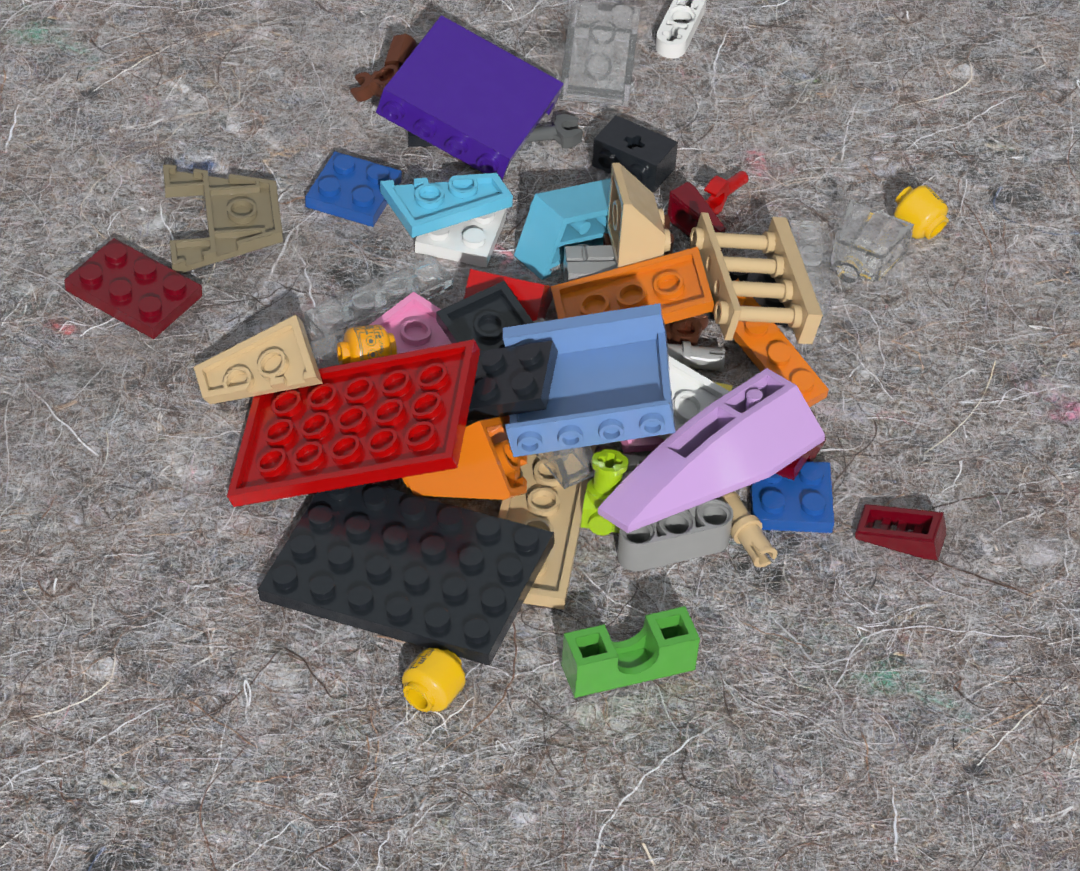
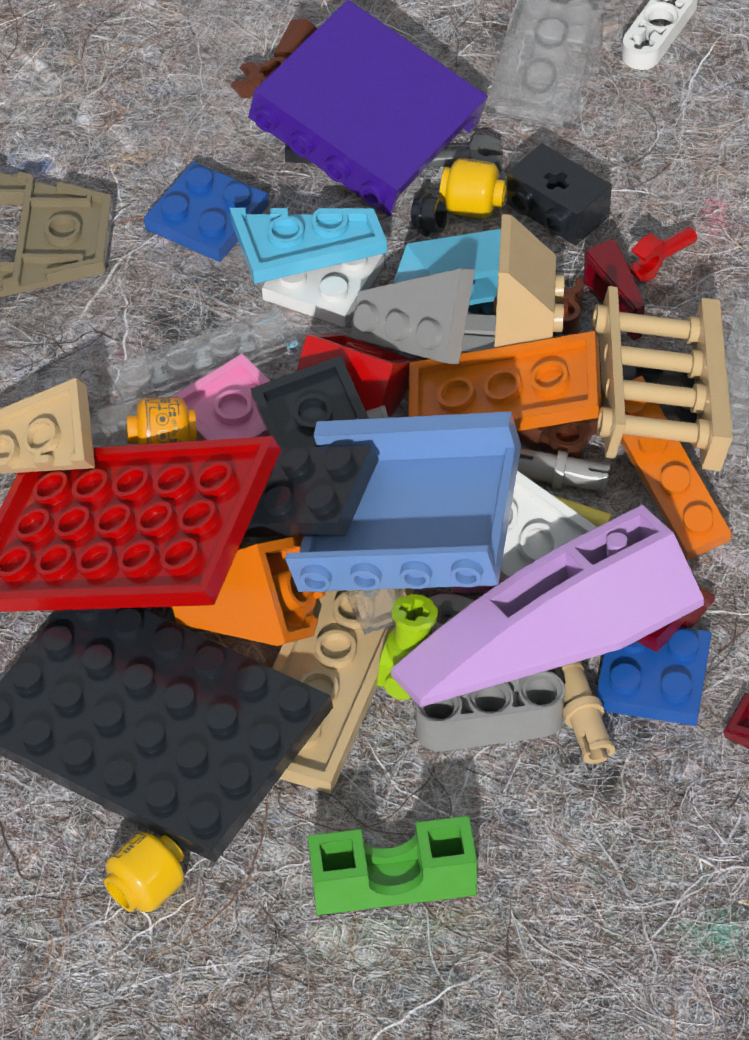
camera: 15 degrees right, 5 degrees up
(534, 176) = (429, 214): none -> black plate
(552, 248) = (417, 315): none -> light grey wing
(565, 155) = (472, 188): none -> yellow head

